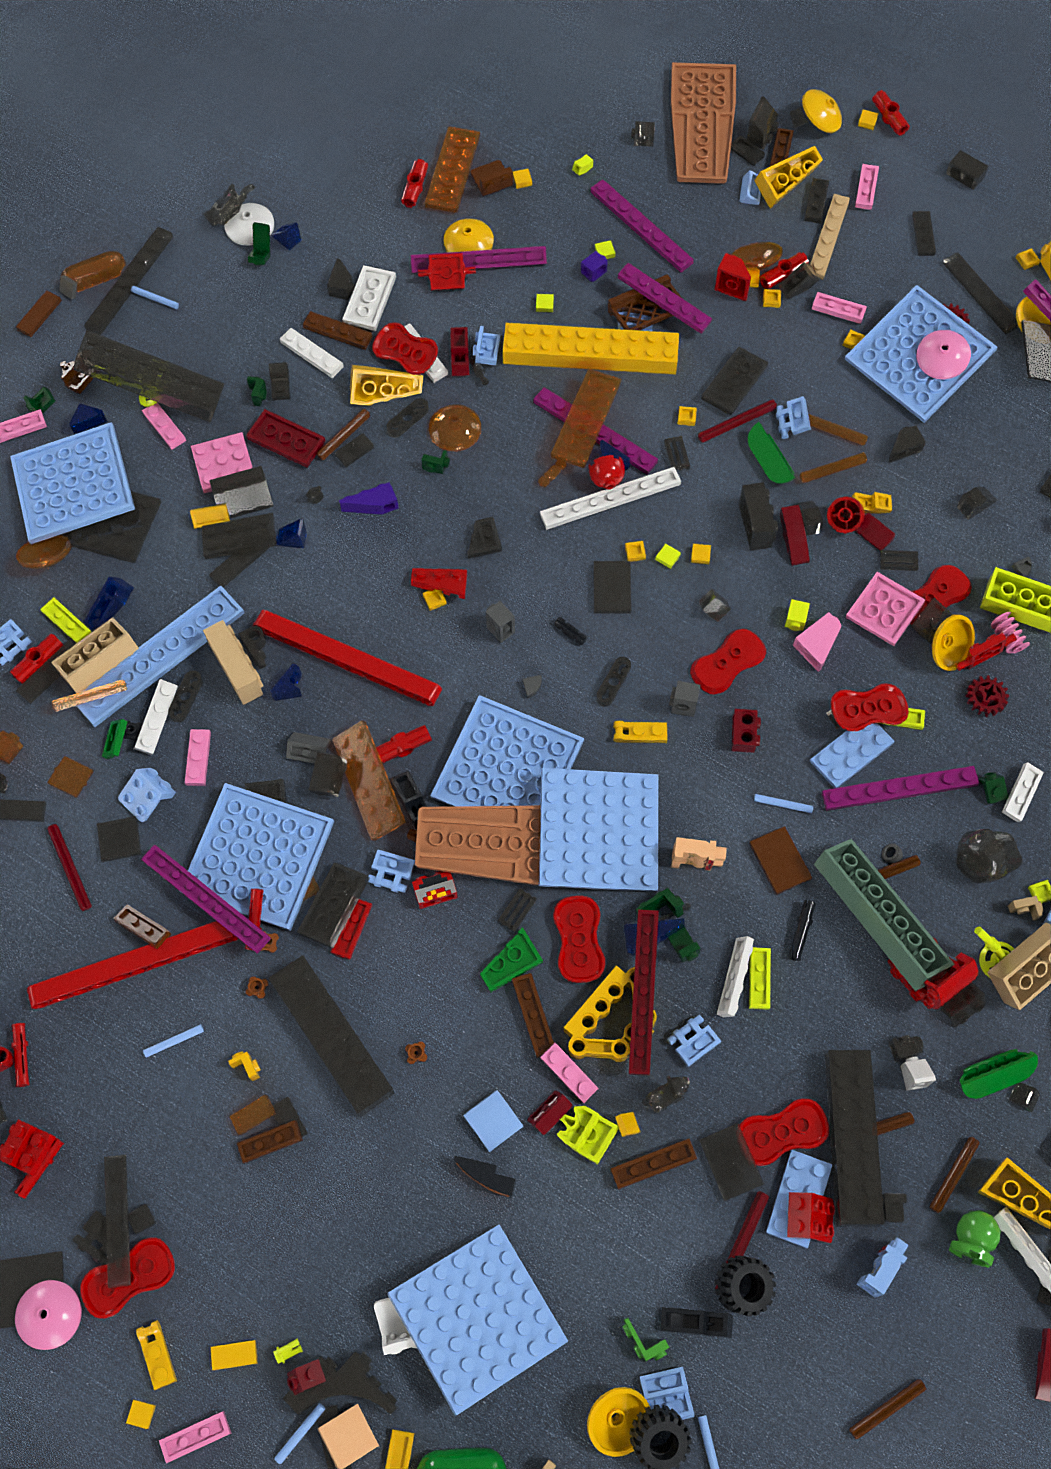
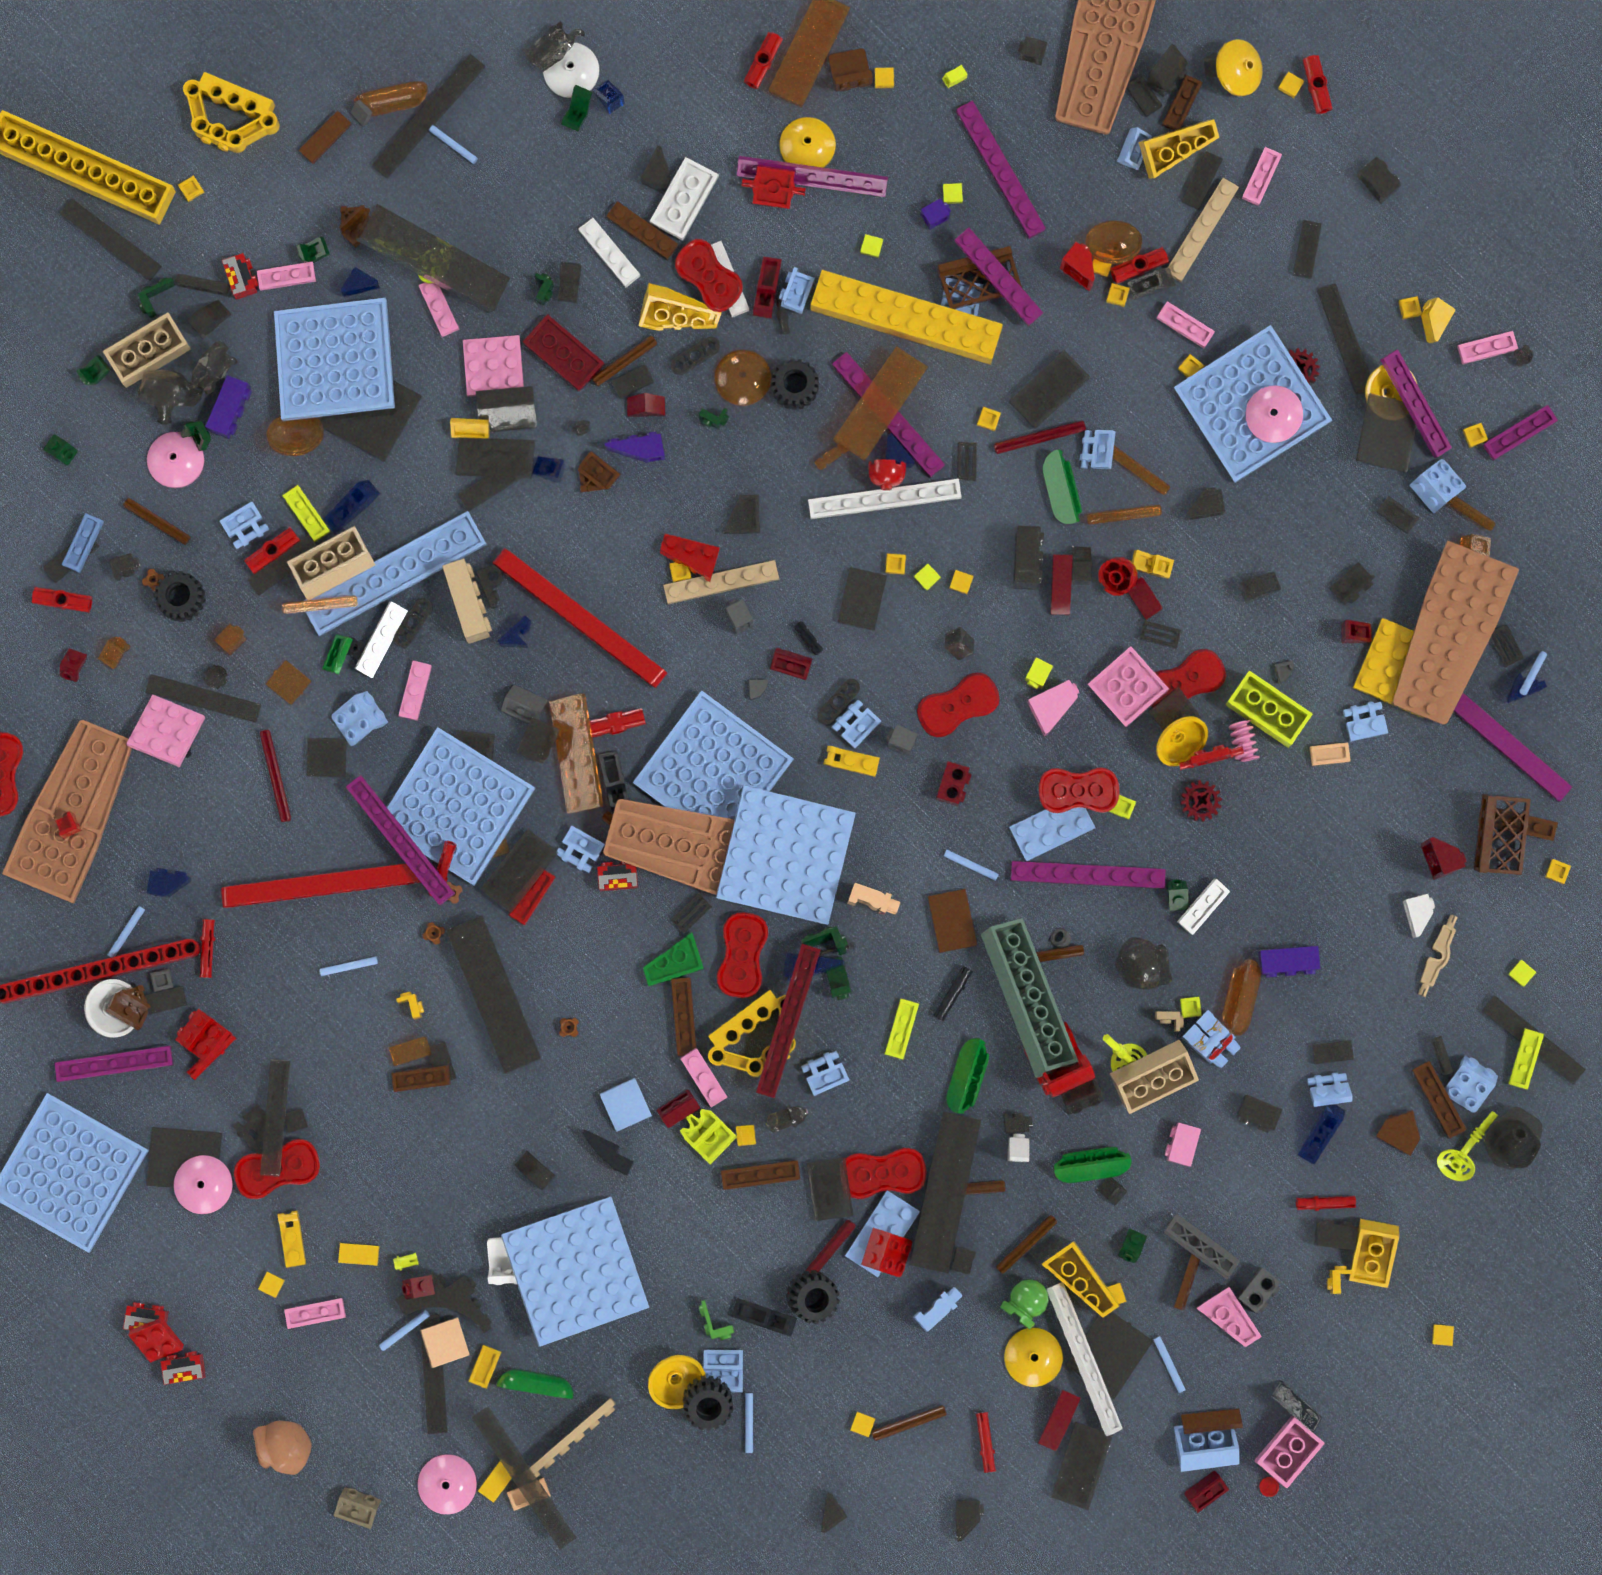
camera: 10 degrees right, 15 degrees up
(142, 926) = (336, 852): tile -> none
(337, 532) = (596, 474): none -> reddish brown slope
(370, 465) = (645, 405): none -> dark red slope
(411, 1214) = (535, 1170): none -> clear smoke slope
(475, 600) = (721, 582): none -> tan plate
(504, 407) = (795, 399): none -> black tyre
(559, 657) = (791, 663): none -> dark red slope
(641, 699) = (860, 728): none -> light blue plate
(735, 976) = (878, 1023): white plate -> none
(837, 1423) = (862, 1424): none -> yellow tile
(841, 1009) = (967, 1076): none -> green brick
(979, 1412) = (985, 1442): none -> red pin
(985, 1303) = (1019, 1352): none -> yellow dish

